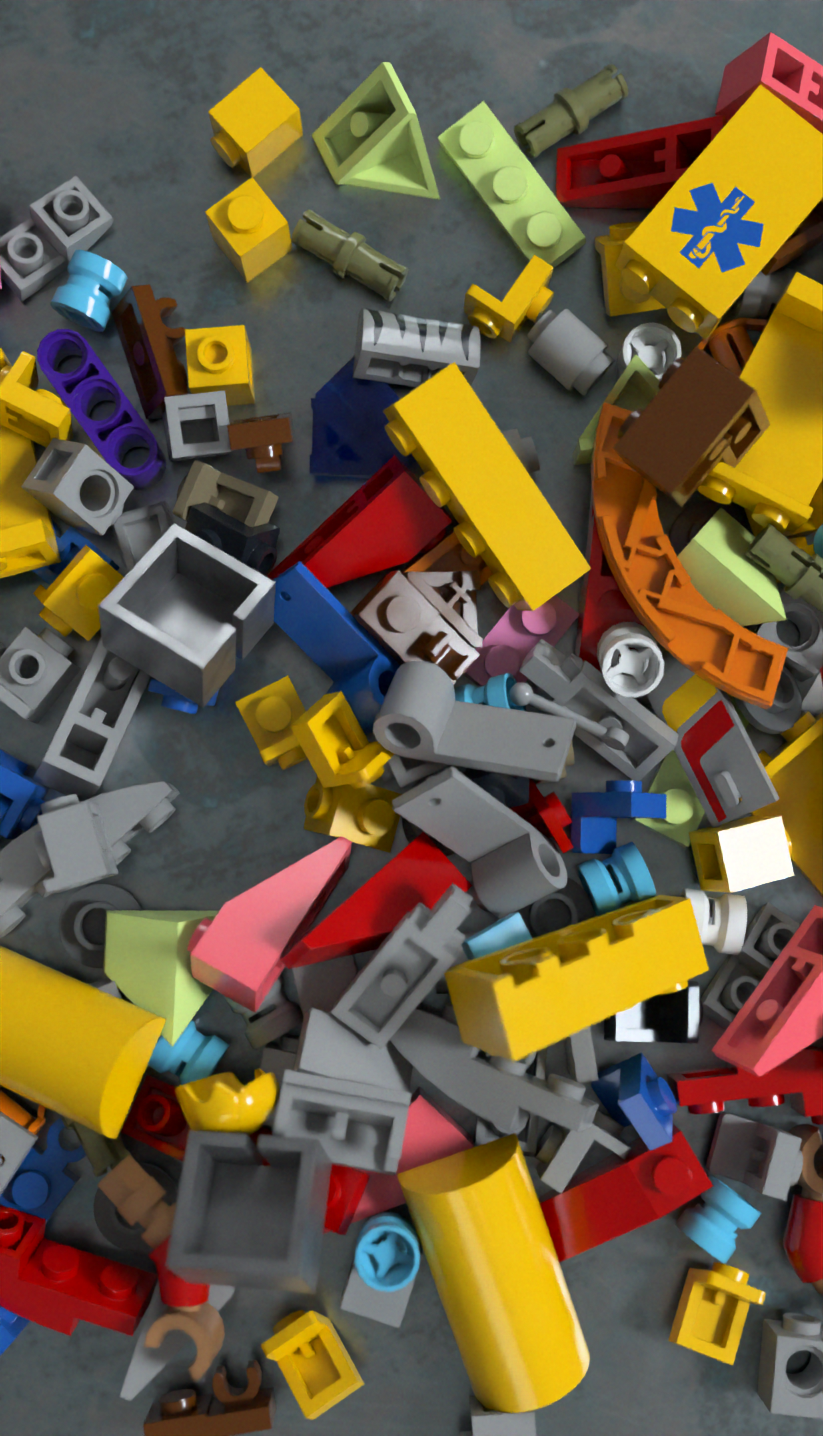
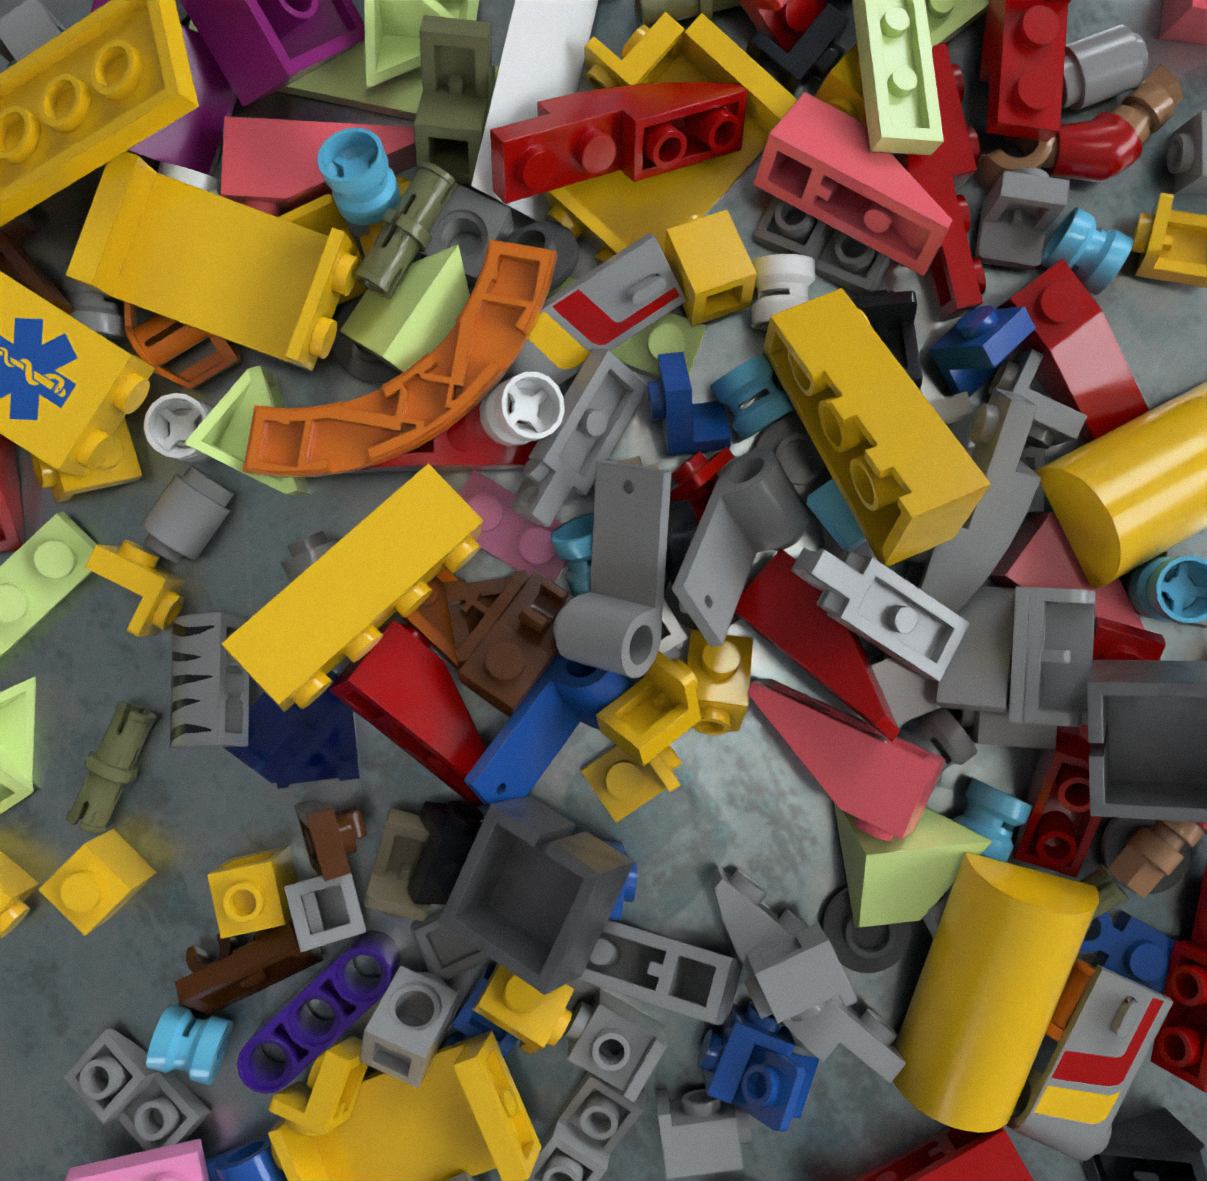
camera: 100 degrees left, 5 degrees up
(228, 1106) = (1048, 777): yellow hair -> none
(522, 694) = (573, 520): light grey hinge -> none
(692, 425) = (257, 371): reddish brown brick -> none

